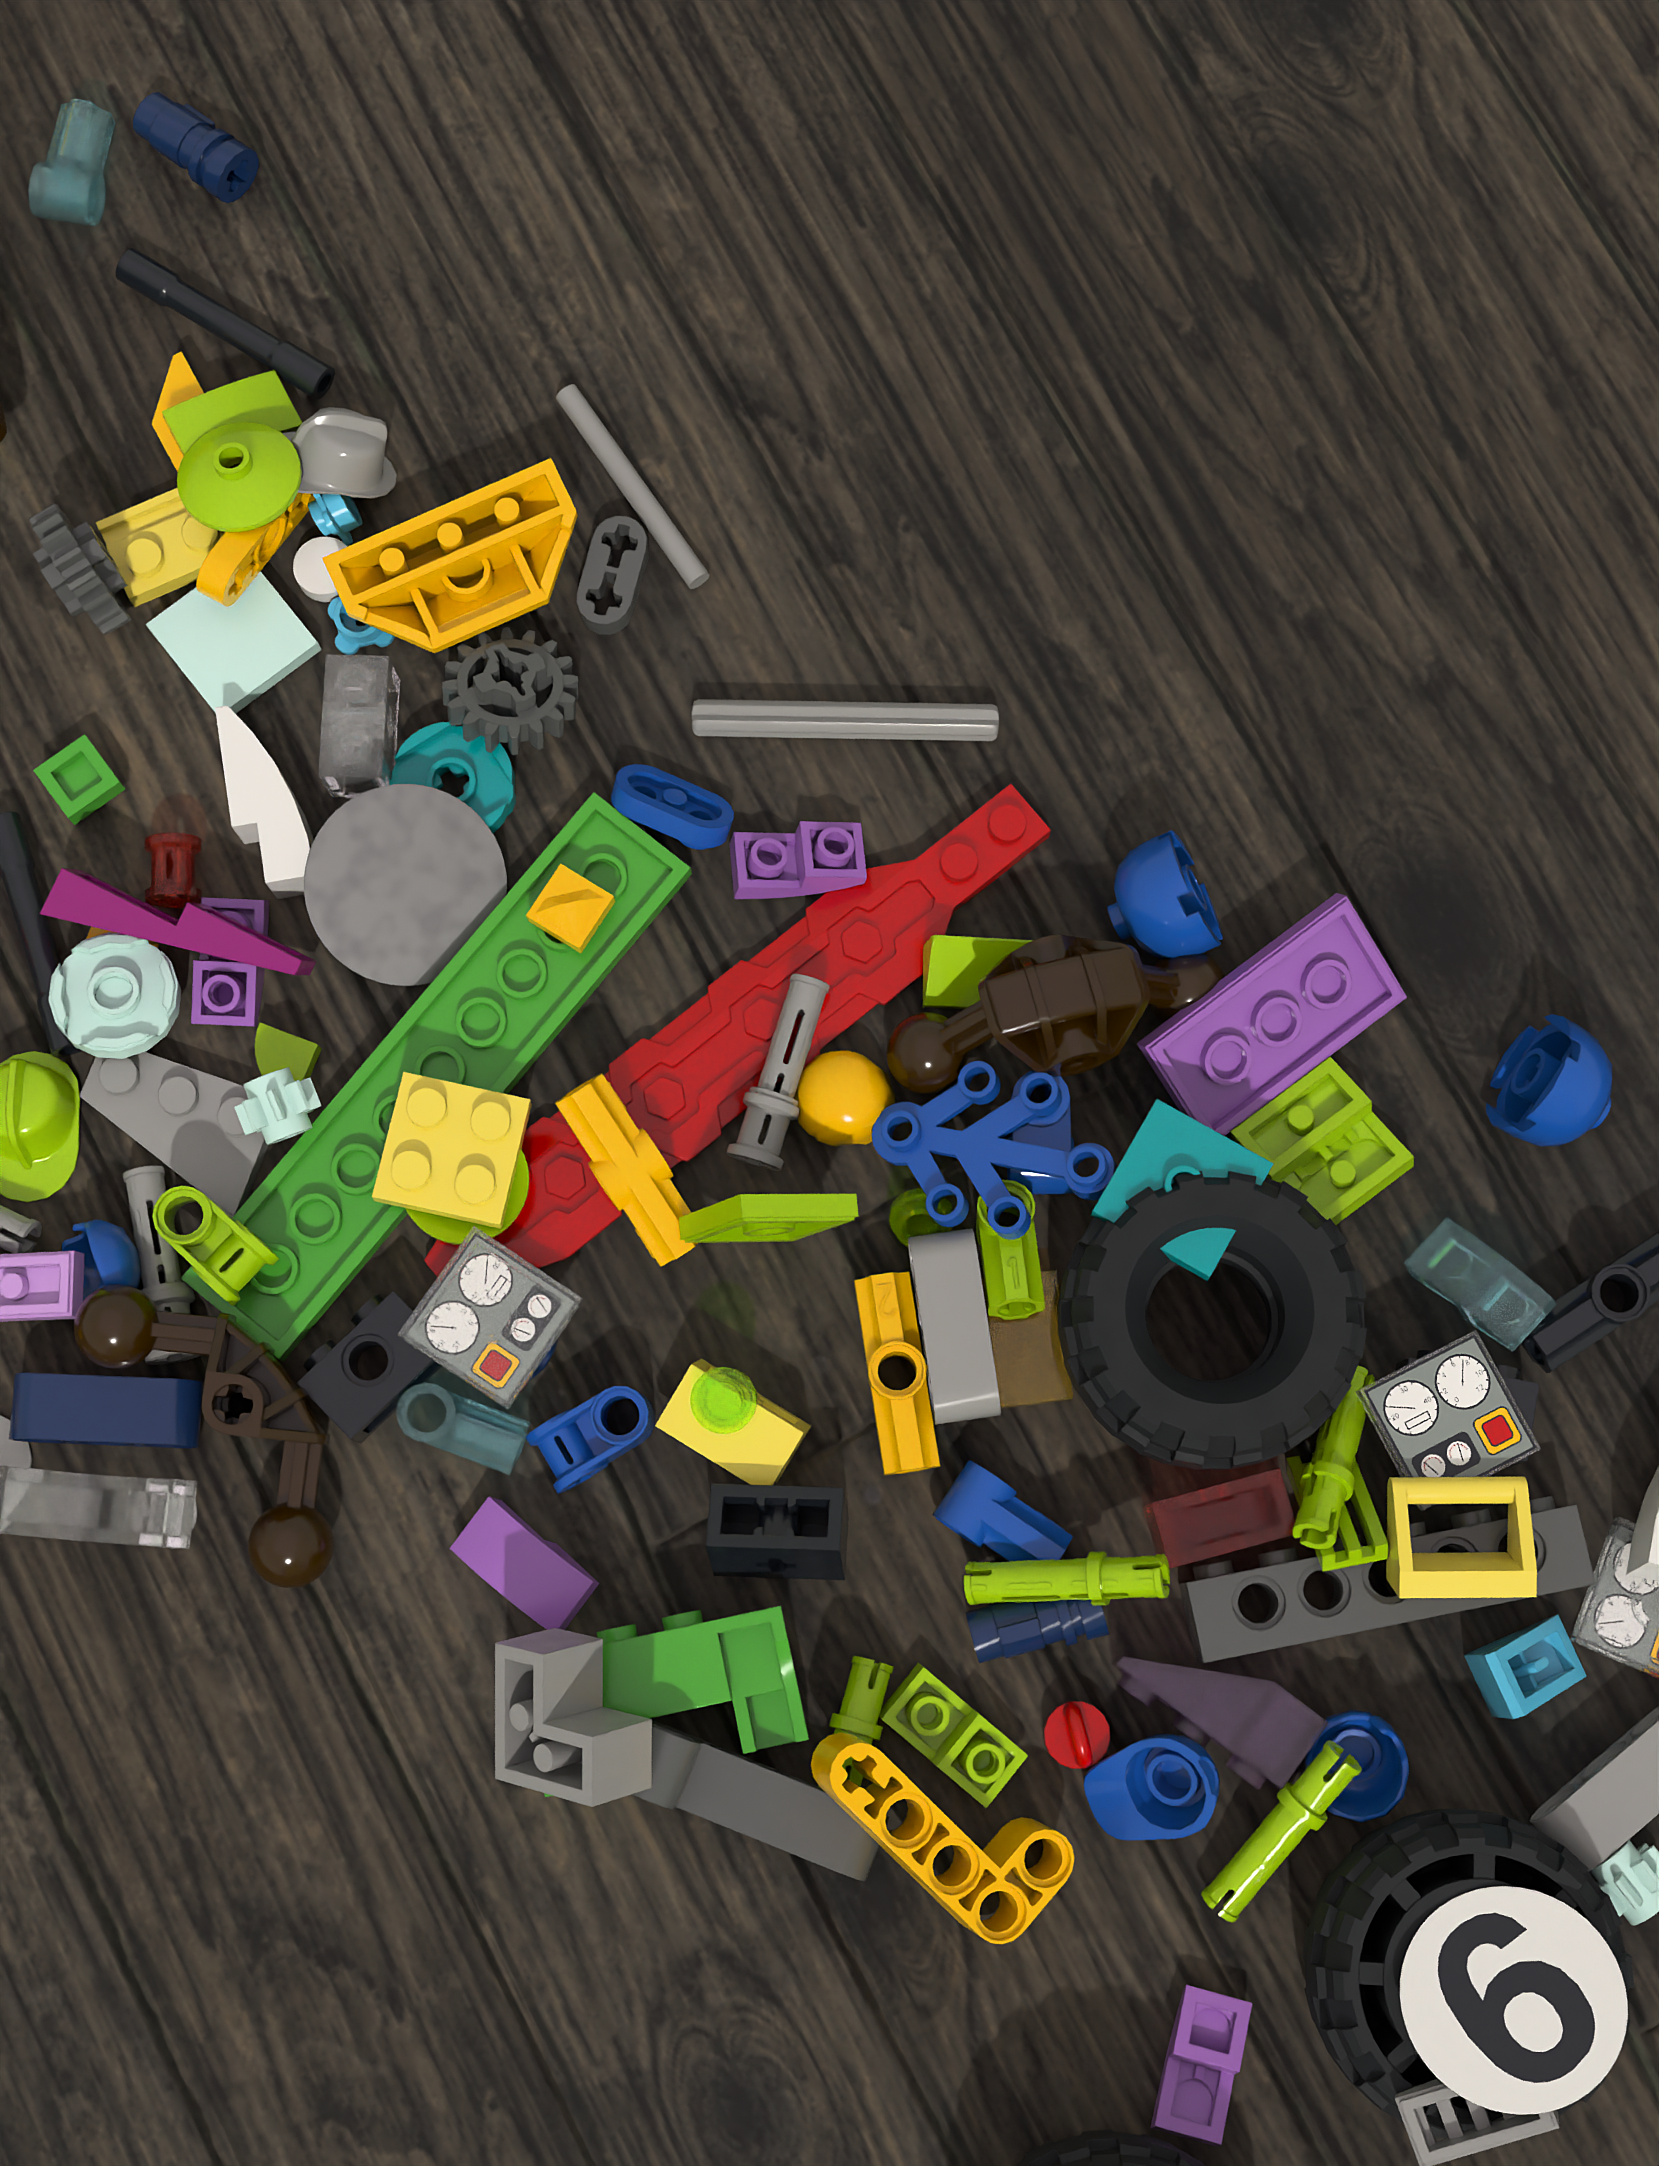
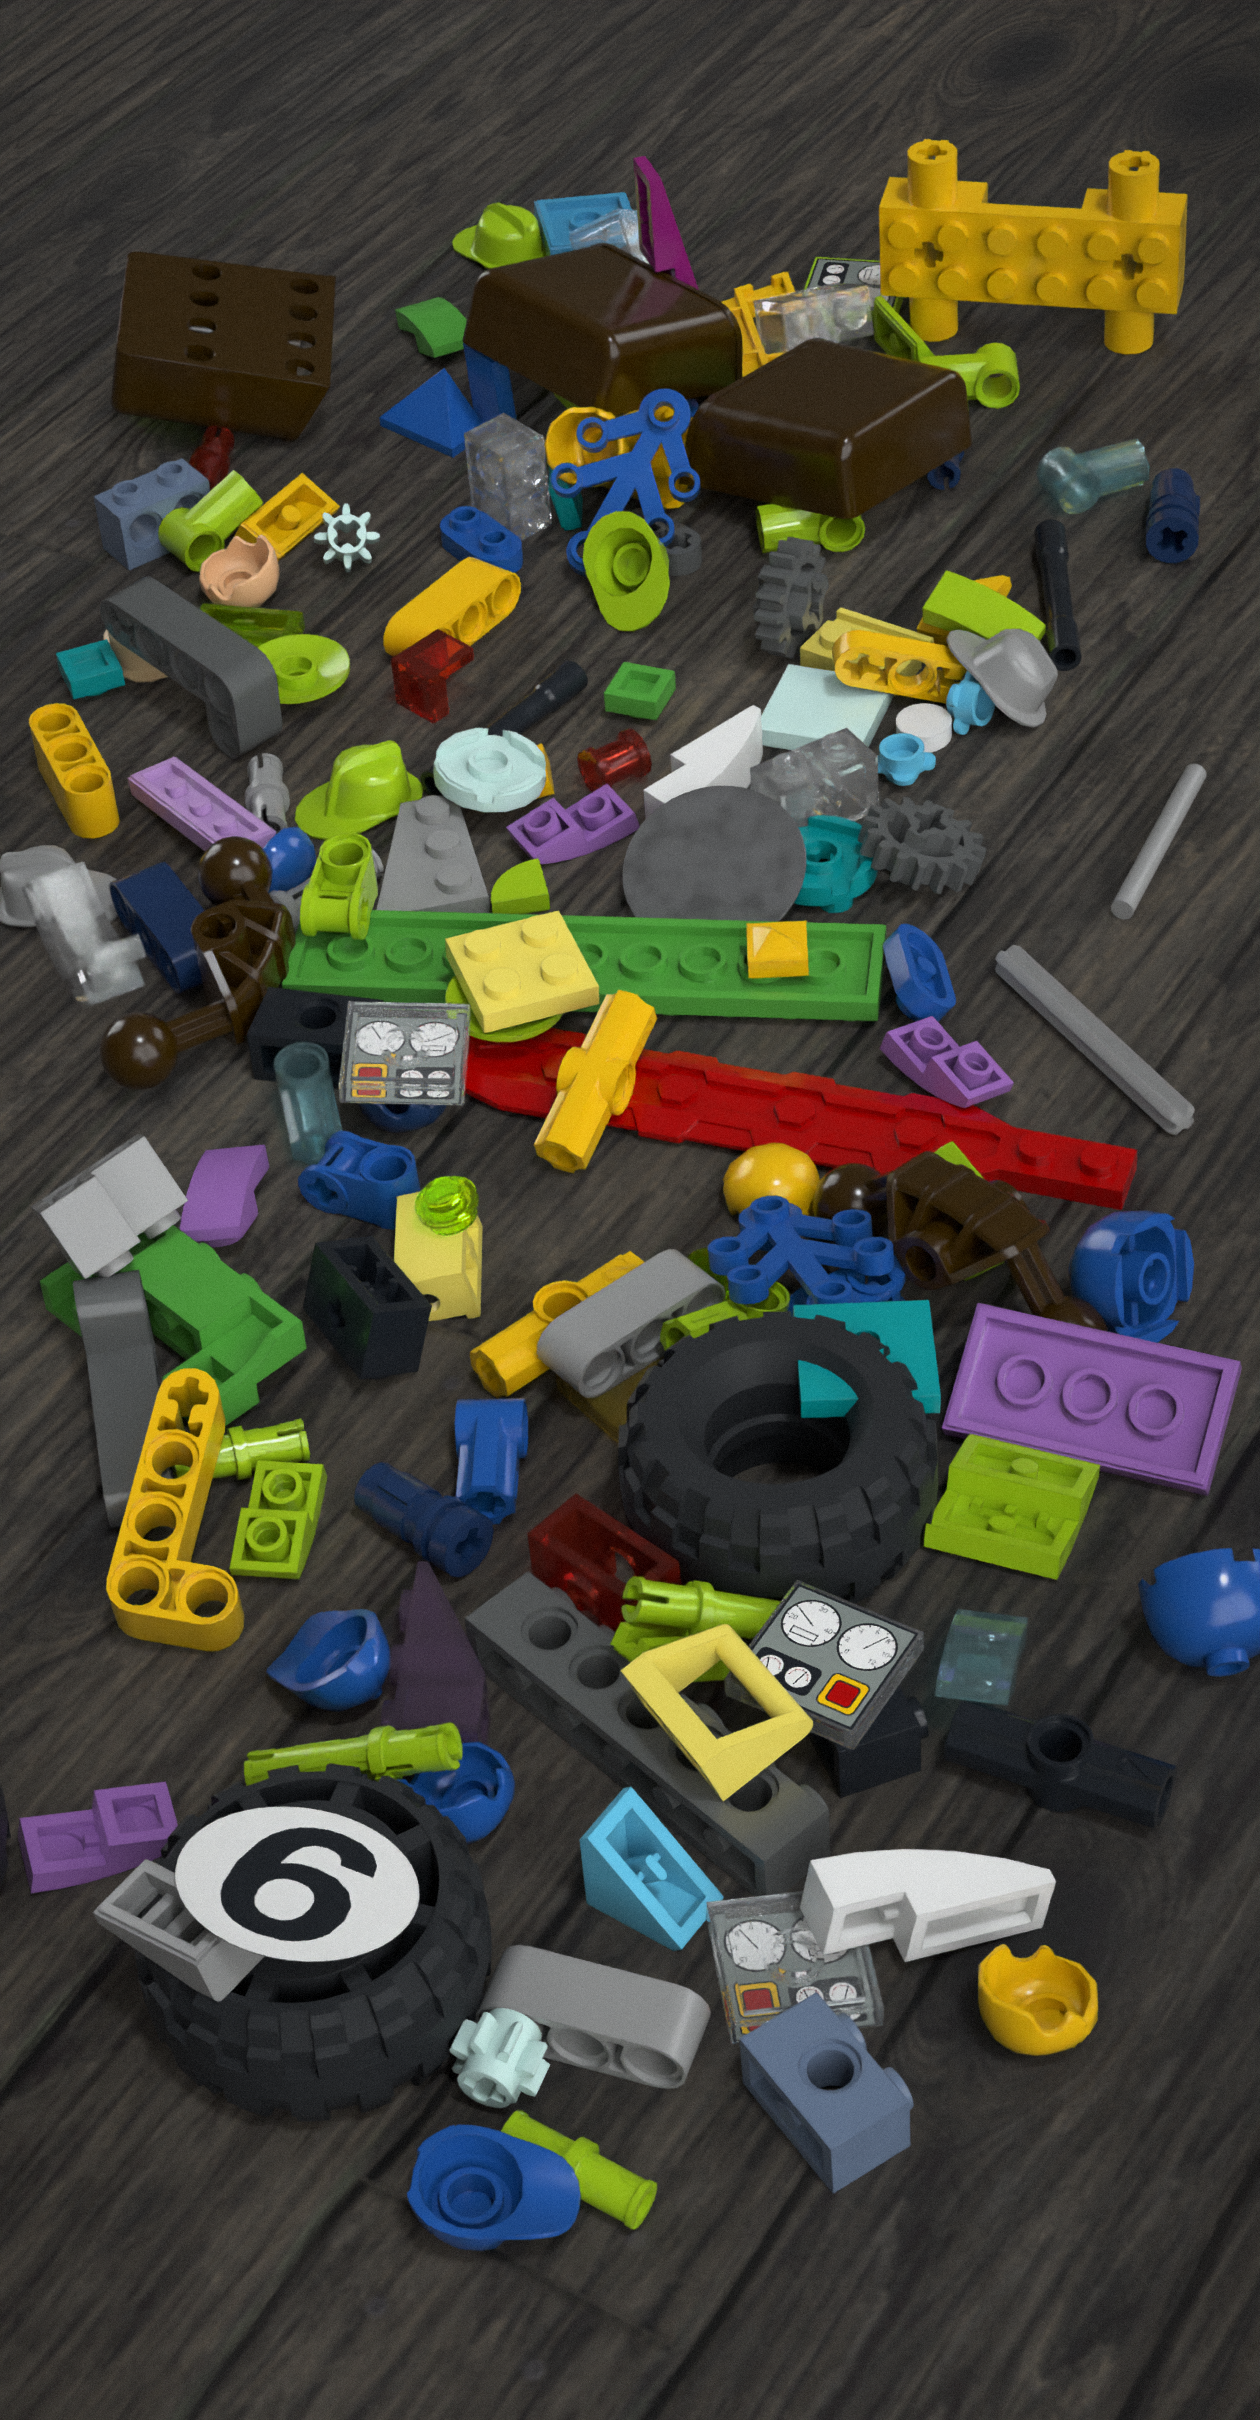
camera: 60 degrees right, 35 degrees down
(202, 929) = (569, 762): magenta slope -> none
(242, 495) = (936, 623): lime dish -> none
(277, 1106) = (476, 876): light aqua gear -> none
(461, 562) = (991, 758): yellow wedge -> none
(599, 572) = (1075, 863): dark grey beam -> none
(768, 1217) = (620, 1150): lime tile -> none
(803, 999) = (727, 1135): light grey pin -> none
(1076, 1734) = (341, 1591): red tile -> none
(1088, 1578) = (477, 1491): lime pin -> none

